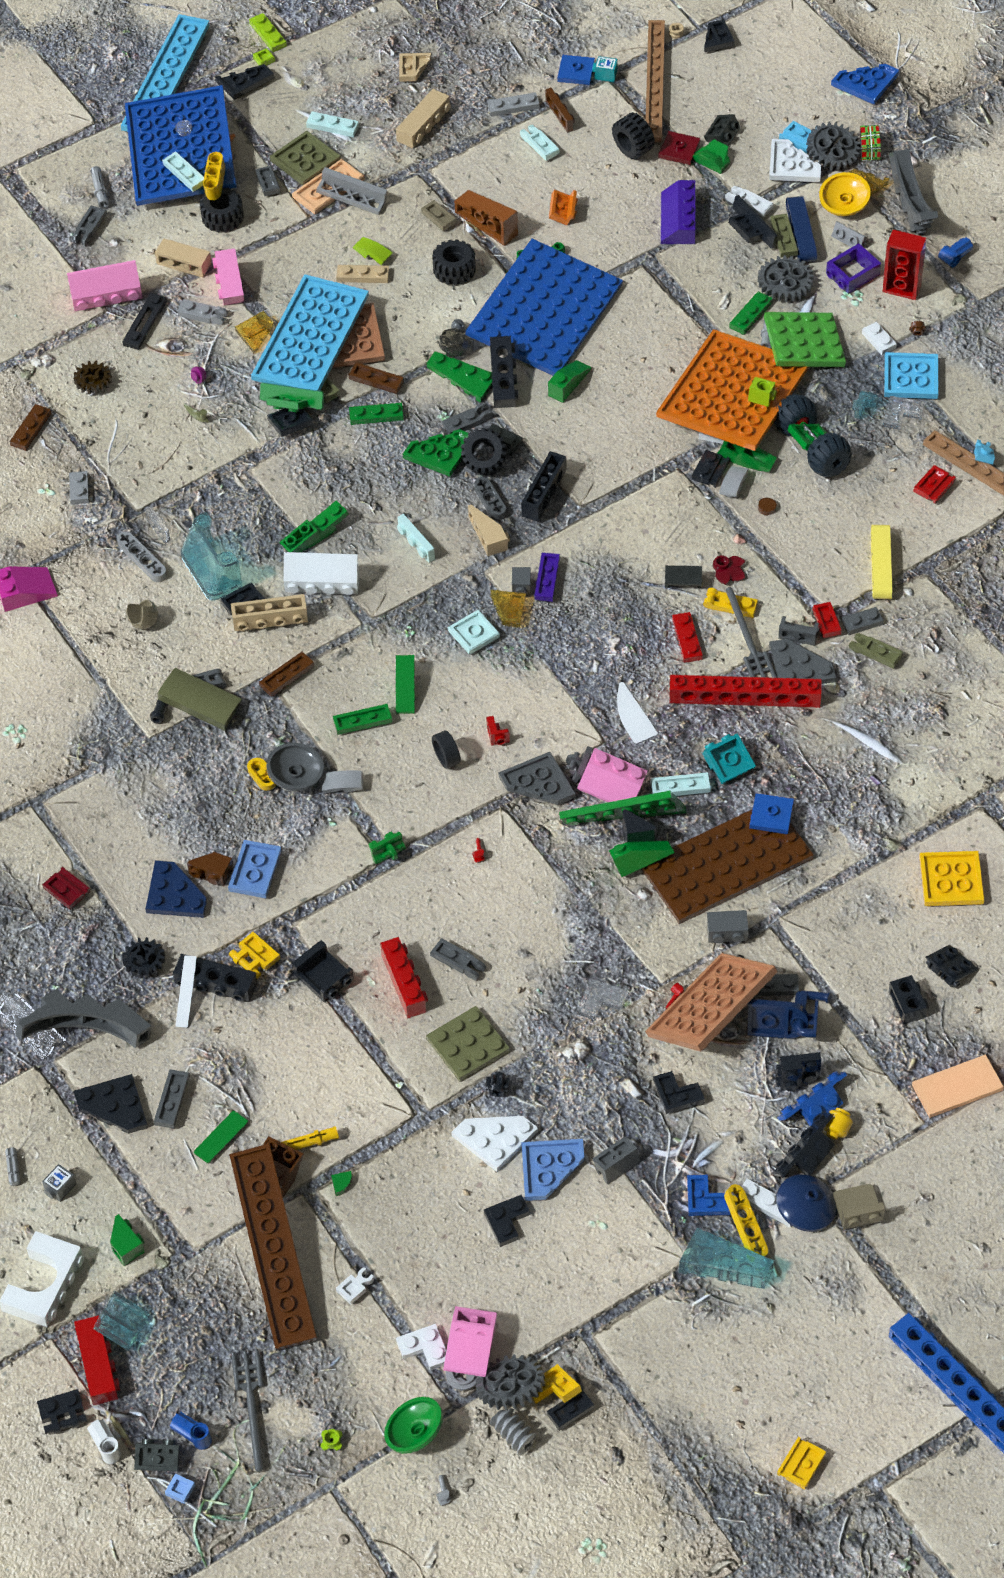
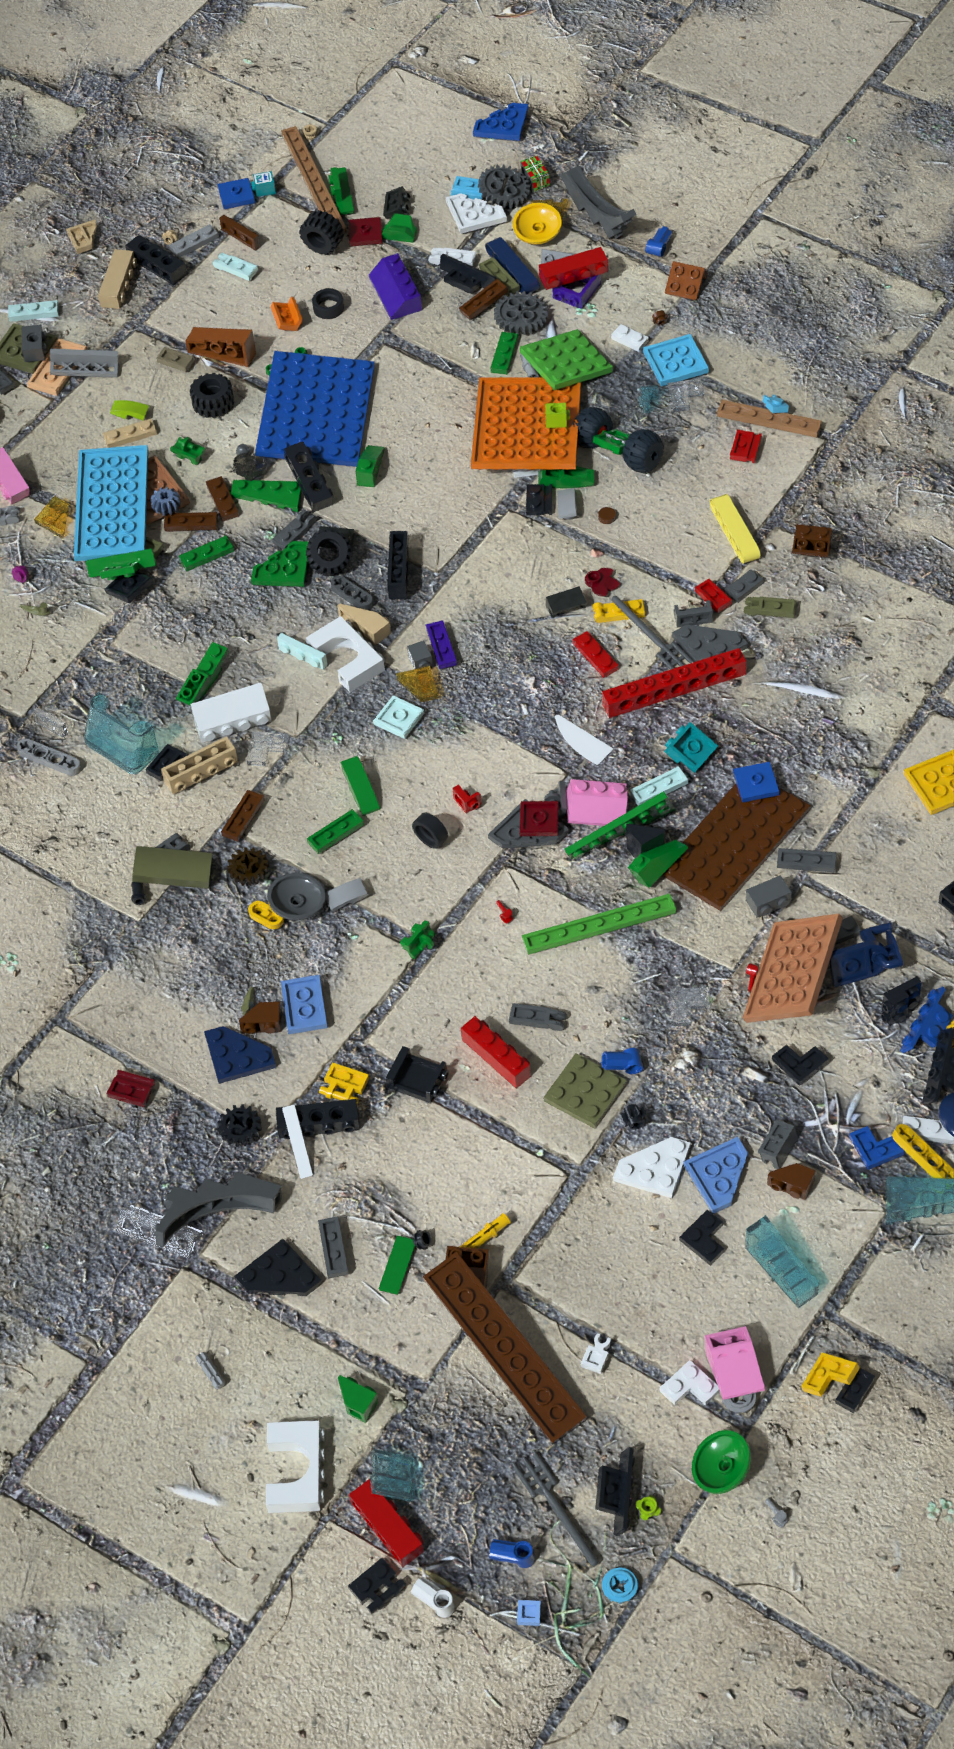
camera: 20 degrees left, 0 degrees up
(58, 1183) = (264, 1368): dark grey brick -> none
(142, 615) = (78, 809): dark tan hair -> none
(157, 1456) = (491, 1590): pearl dark grey bracket -> none
(207, 848) = (248, 1002): none -> olive bar
(252, 1122) = (422, 1239): none -> black plate
(263, 1492) = (623, 1576): none -> medium azure gear
(269, 723) = (239, 863): none -> dark brown gear
(307, 1411) = (614, 1490): none -> black bracket
(313, 156) = (33, 343): none -> dark grey brick
(339, 612) = (266, 742): none -> clear plate
(341, 1182) = (533, 1263): green tile -> none
(359, 350) = (165, 501): none -> sand blue gear
(406, 308) = (187, 449): none -> green hips
(416, 365) = (222, 498): none -> reddish brown plate
(457, 534) = (339, 635): none -> white arch
(469, 112) = (157, 260): none -> black brick
(492, 93) = (169, 234): none -> tan plate
(510, 1382) = (790, 1386): dark grey gear -> none
(513, 1431) = (814, 1429): light grey piece -> none
(519, 1030) = (627, 1060): none -> blue piece
(551, 774) = (539, 818): none -> dark red plate
(558, 894) = (598, 924): none -> bright green plate
(561, 1268) = (780, 1262): none -> clear light blue wedge
(607, 217) = (325, 295): none -> black tyre
(613, 1198) = (792, 1179): none -> reddish brown slope
(675, 98) = (341, 190): none -> green bracket
(718, 36) = (351, 125): black wing -> none
(756, 253) = (483, 299): none -> reddish brown plate
(782, 905) = (806, 860): none -> dark grey plate
(852, 250) = (573, 268): none -> red brick
(904, 264) = (626, 265): red brick -> none
(947, 600) = (812, 540): none -> reddish brown slope
(961, 299) = (685, 280): none -> dark orange bracket

